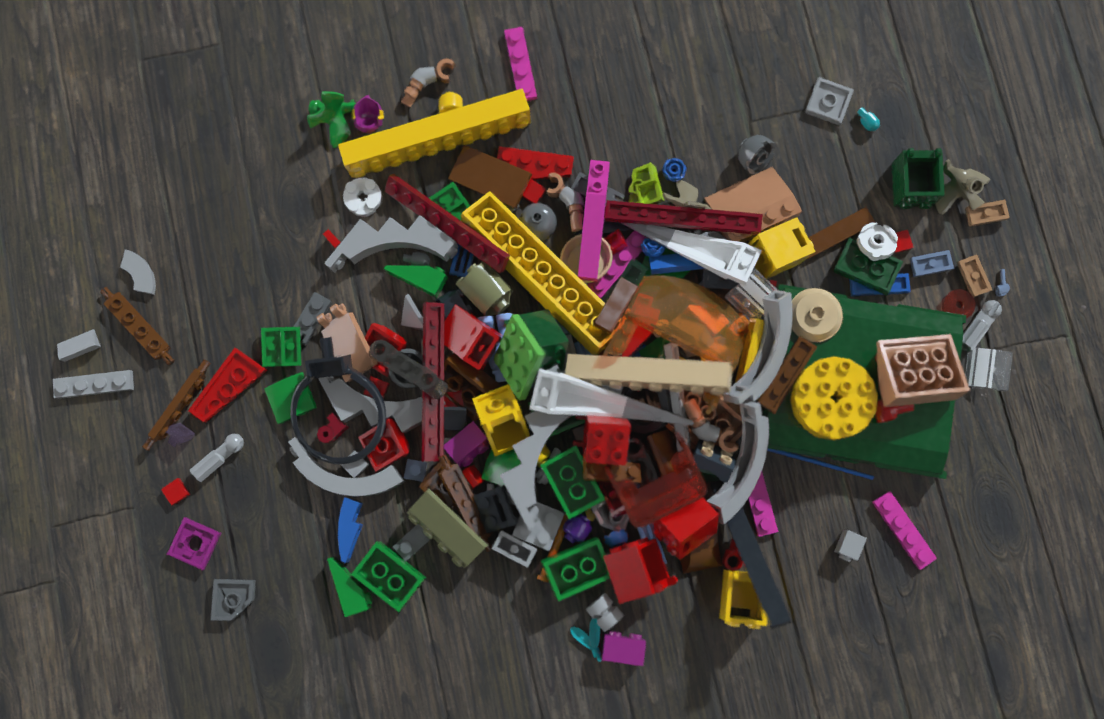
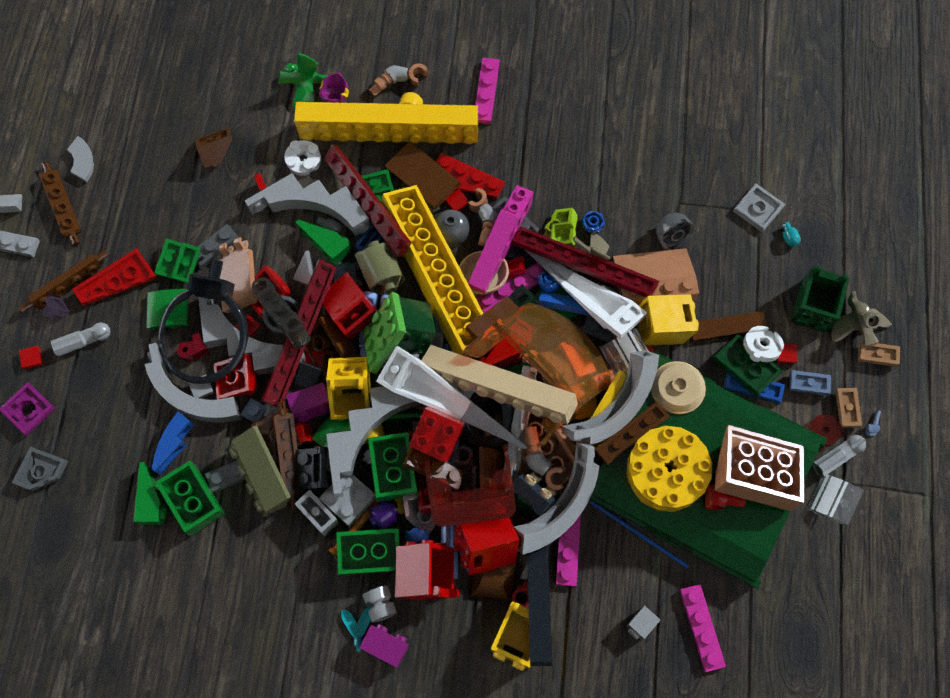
camera: 15 degrees right, 10 degrees down
(269, 215) = (213, 147): none -> reddish brown slope

